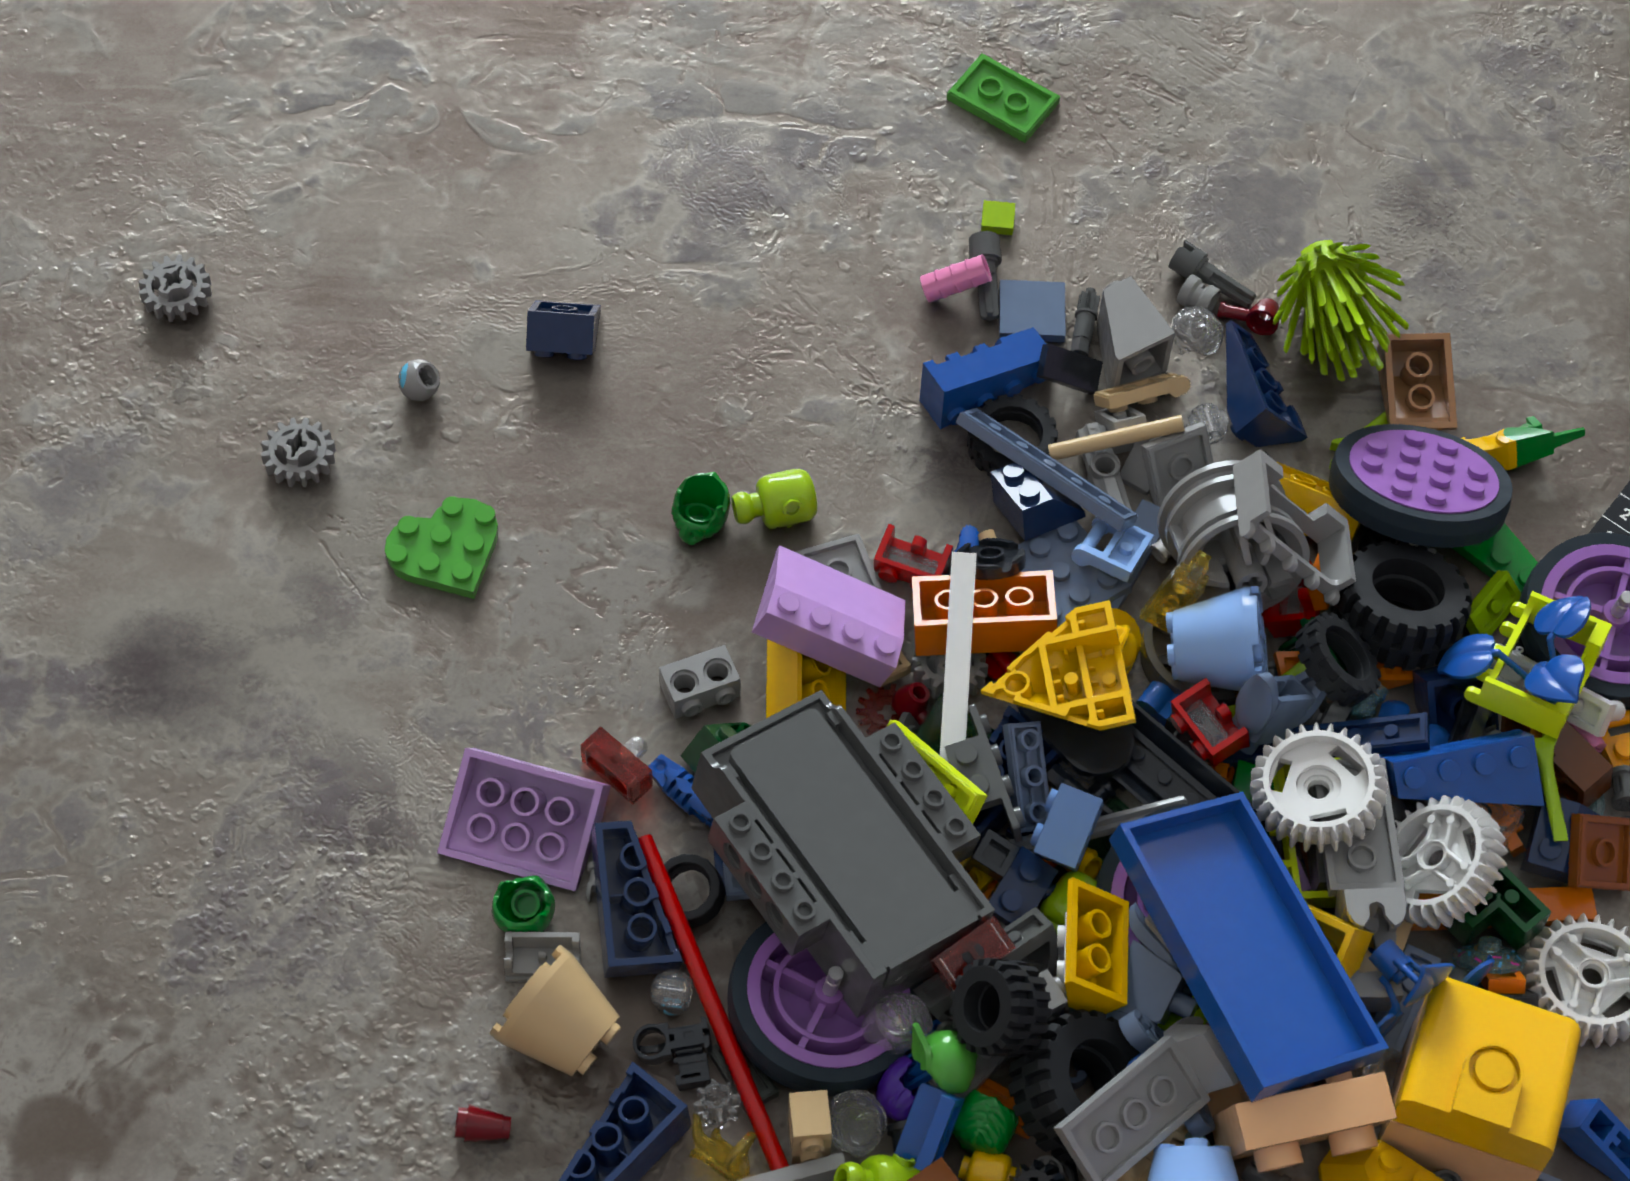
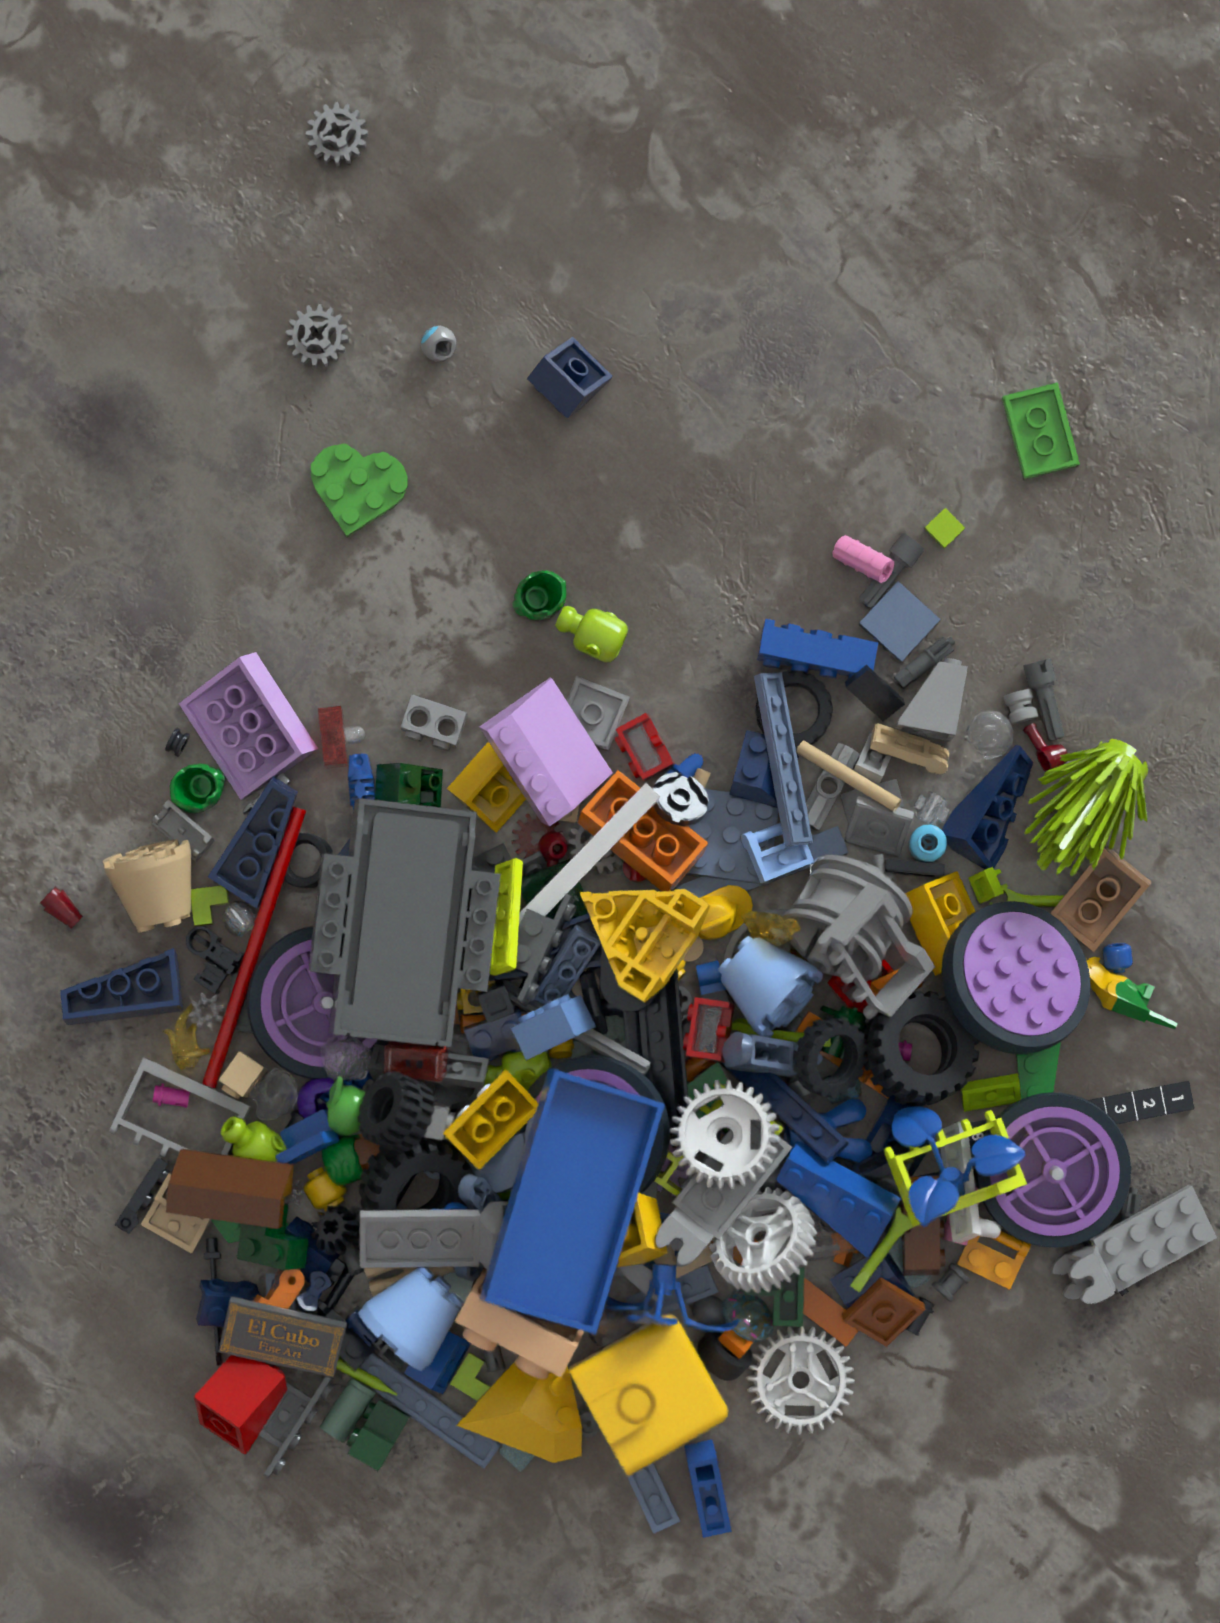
camera: 40 degrees right, 25 degrees up
(467, 884) = (177, 742): none -> black bush
(624, 1000) = (203, 900): none -> lime piece
(1233, 444) = (932, 834): none -> medium azure head
(1314, 448) = (986, 885): none -> lime tile
(1477, 422) = (1117, 957): none -> blue piece

